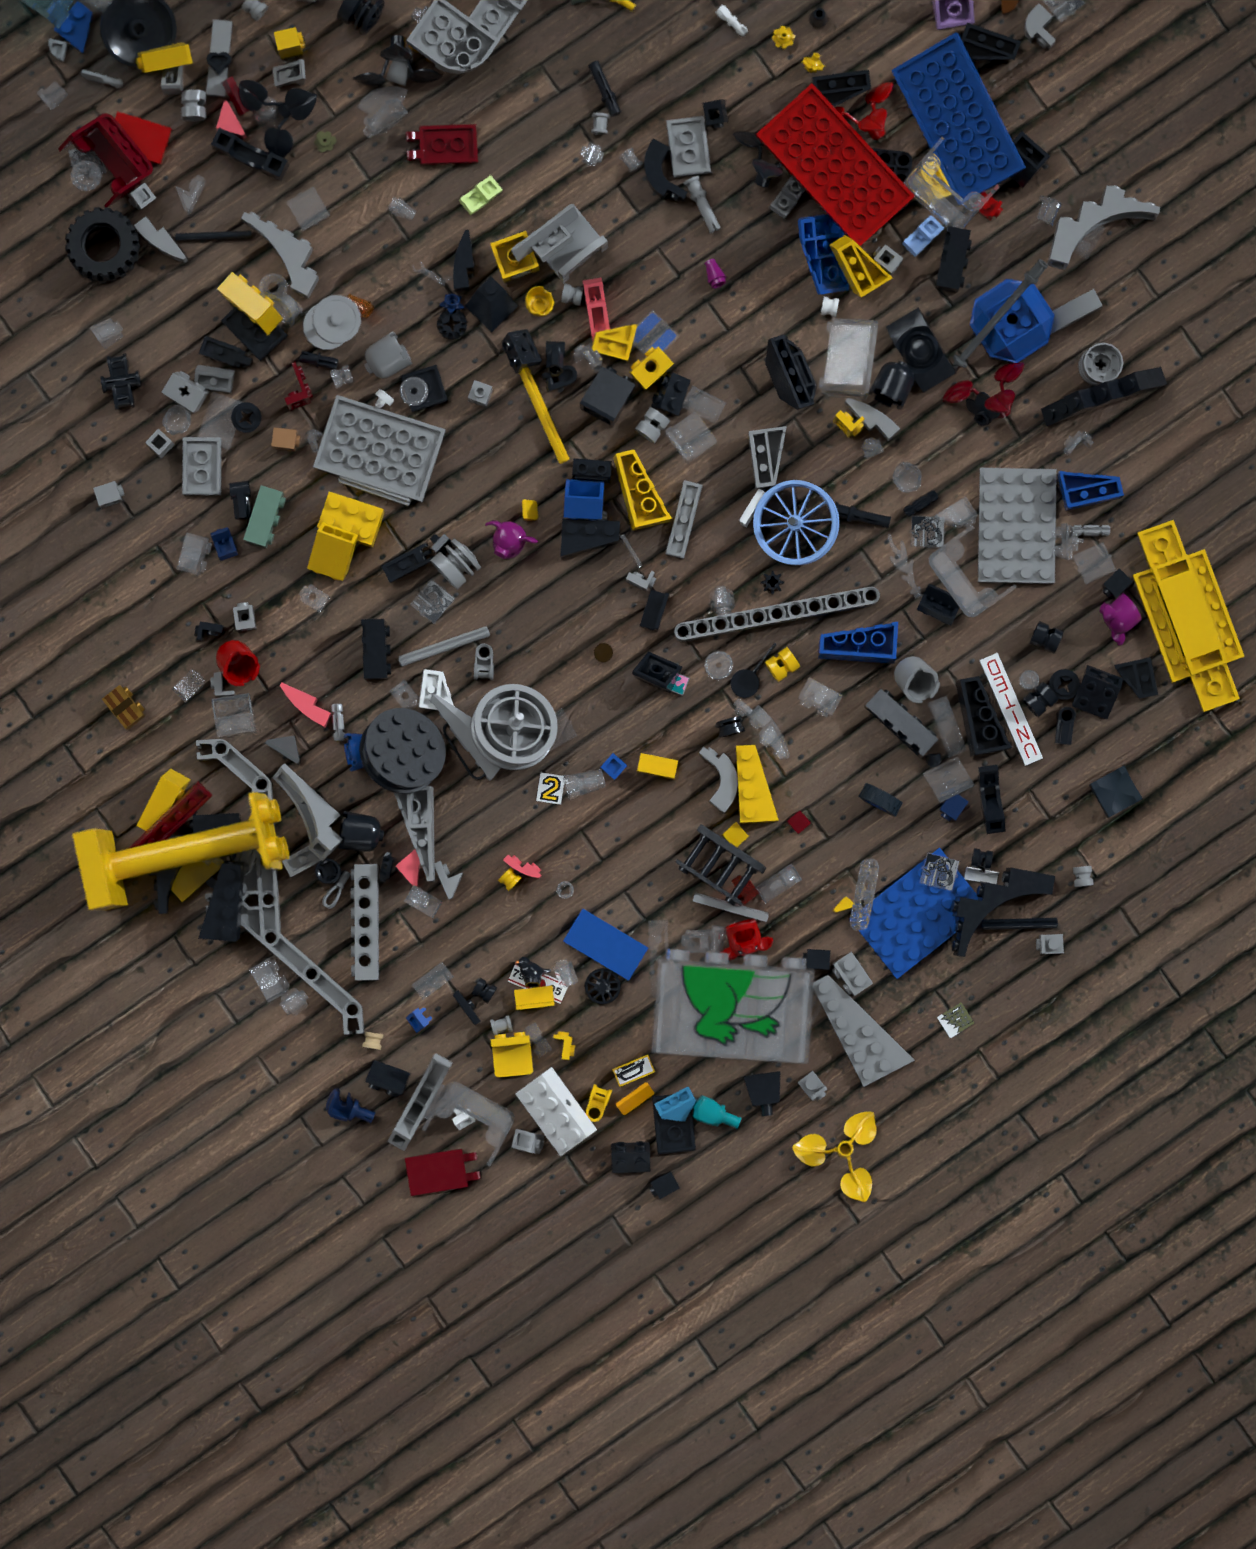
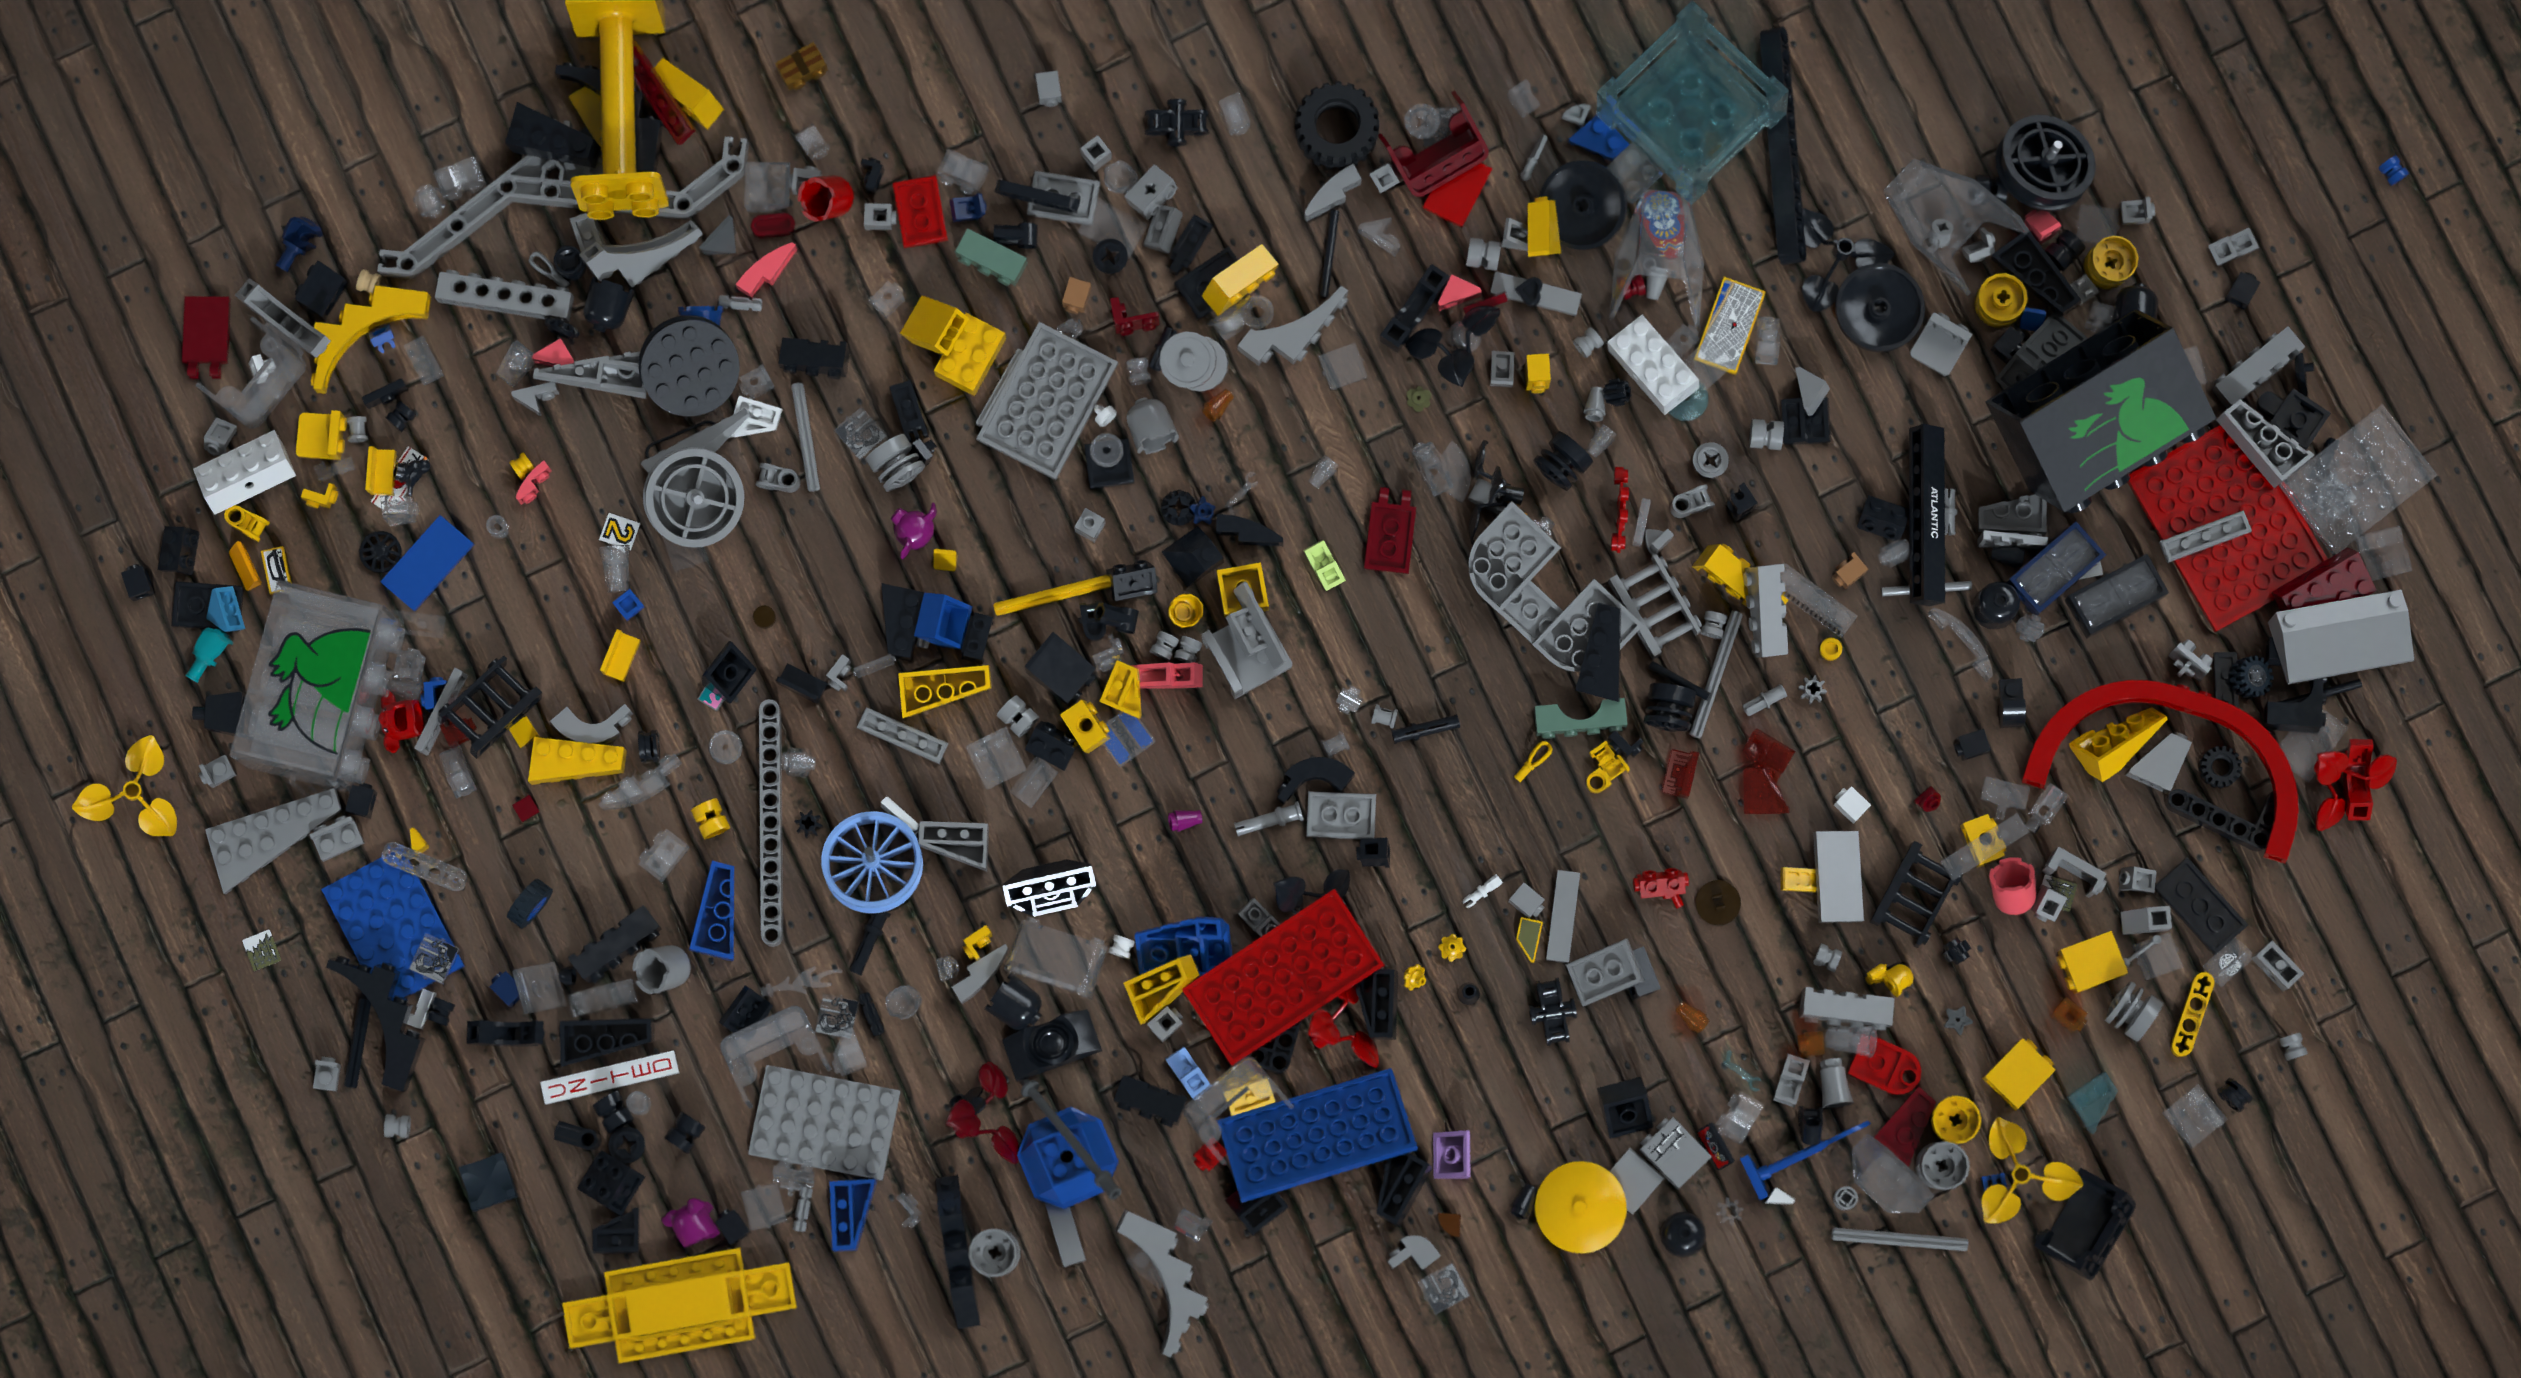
camera: 100 degrees right, 5 degrees down
(205, 486) = (1037, 196): none -> black beam
(233, 585) = (920, 211): none -> red tile
(265, 707) = (773, 225): none -> dark red tile
(407, 1044) = (387, 306): none -> yellow arch
(571, 315) = (1164, 645): none -> light grey wheel
(720, 920) = (429, 697): none -> blue bracket
(746, 682) = (699, 775): black piece -> none

